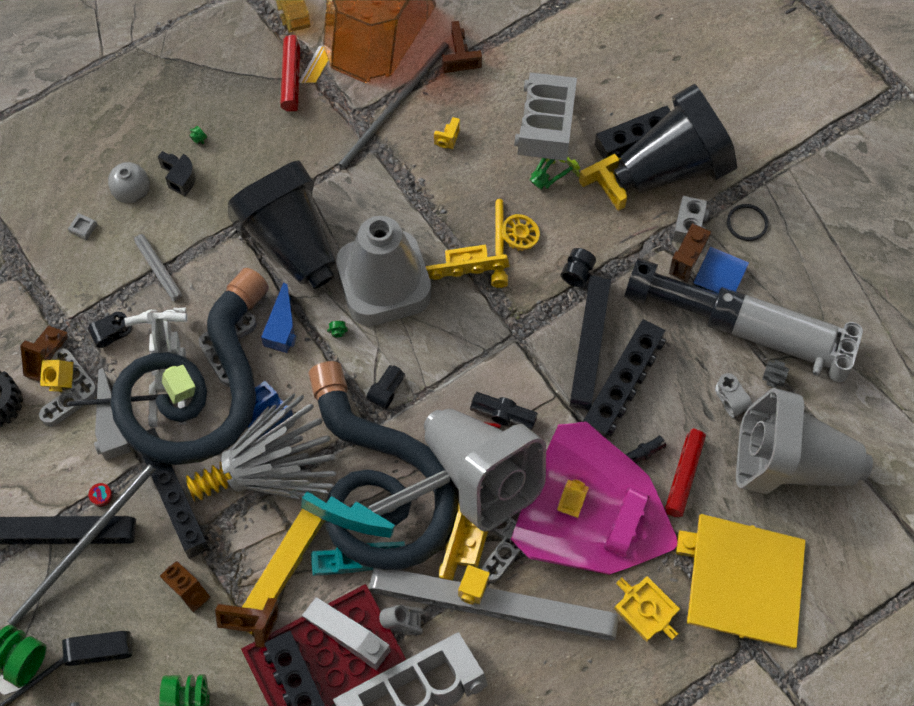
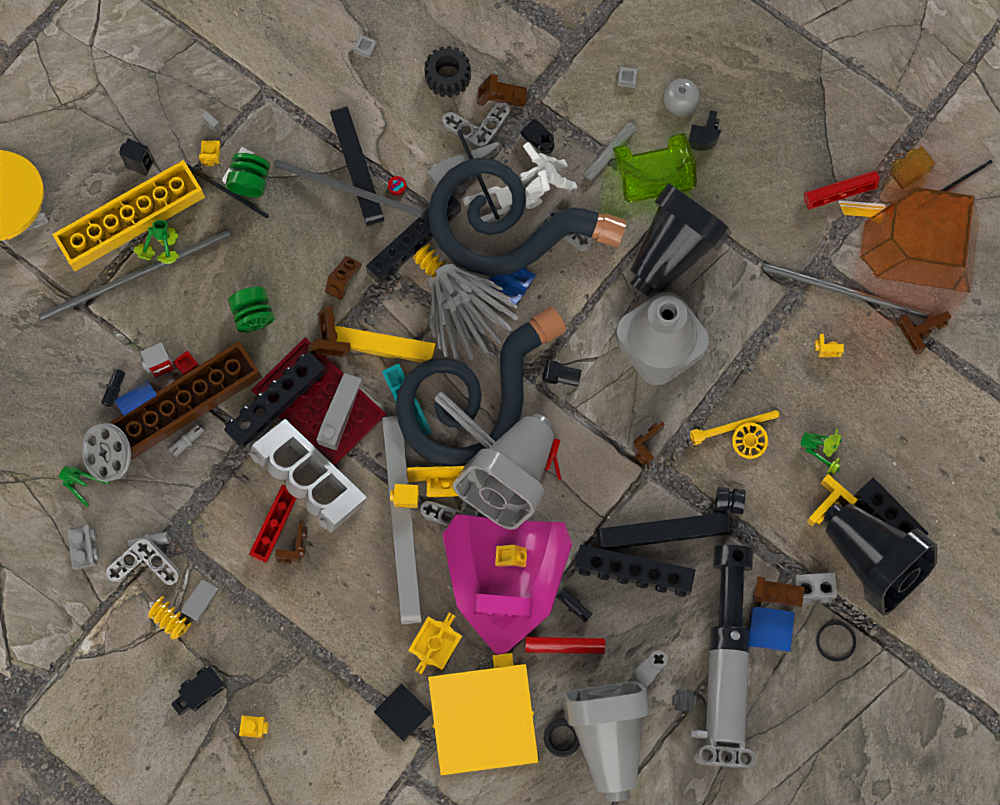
camera: 75 degrees right, 10 degrees up
(56, 374) = (482, 111): yellow brick -> none
(97, 648) = (274, 232): black beam -> none
(178, 383) = (494, 206): yellowish green brick -> none
(198, 135) = (748, 135): green plate -> none
(199, 226) = (647, 173): none -> clear neon green windscreen
(280, 329) = (589, 269): blue slope -> none
(337, 328) = (602, 317): green plate -> none
(355, 518) = (427, 383): teal slope -> none
(402, 619) = (365, 454): light grey piece -> none
(467, 260) = (704, 403): yellow bracket -> none
(500, 334) = (642, 453): none -> reddish brown bracket
(503, 410) = (571, 477): black piece -> none
(547, 116) = (832, 434): light grey fence -> none
(716, 668) = (402, 712): none -> black slope
(779, 521) = (547, 739): none -> black tyre

